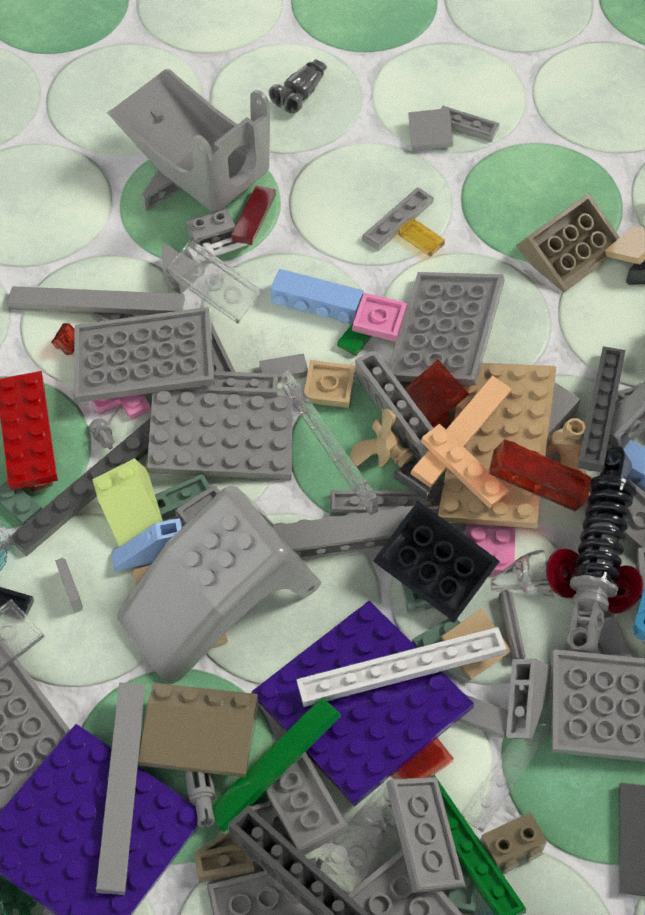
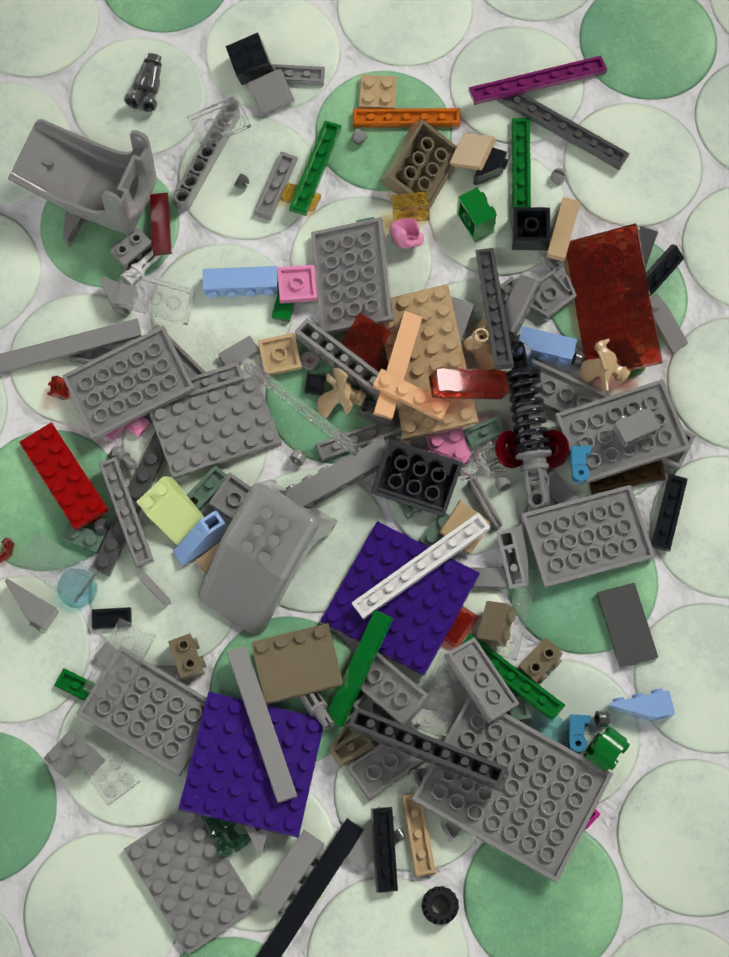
camera: 20 degrees left, 15 degrees up
(43, 496) = (102, 526): none -> dark grey hinge
(70, 676) = (186, 657): none -> dark tan brick
(76, 491) = (126, 512): none -> light grey tile
(303, 498) = (298, 457): none -> light grey hinge
(333, 167) = (197, 177): none -> light grey beam
(357, 428) = (315, 384): none -> black plate
(360, 135) = (218, 121): none -> clear tile
(361, 202) = (241, 180): none -> dark grey hinge
(361, 402) = (309, 361): none -> light grey tile
(419, 90) = (249, 58): none -> black brick
(448, 213) = (315, 168): none -> green tile
(472, 773) = (496, 623): none -> dark tan brick
(511, 197) = (359, 136): none -> light grey hinge
(527, 304) = (406, 233): none -> bright pink hair
(540, 540) = (483, 431): none -> sand green plate
(541, 281) = (410, 206): none -> clear yellow bracket
(542, 611) = (502, 483): none -> light grey hinge
(549, 164) = (377, 92): none -> tan plate
(568, 195) = (405, 117): none -> orange tile
(617, 307) = (476, 214): none -> green brick

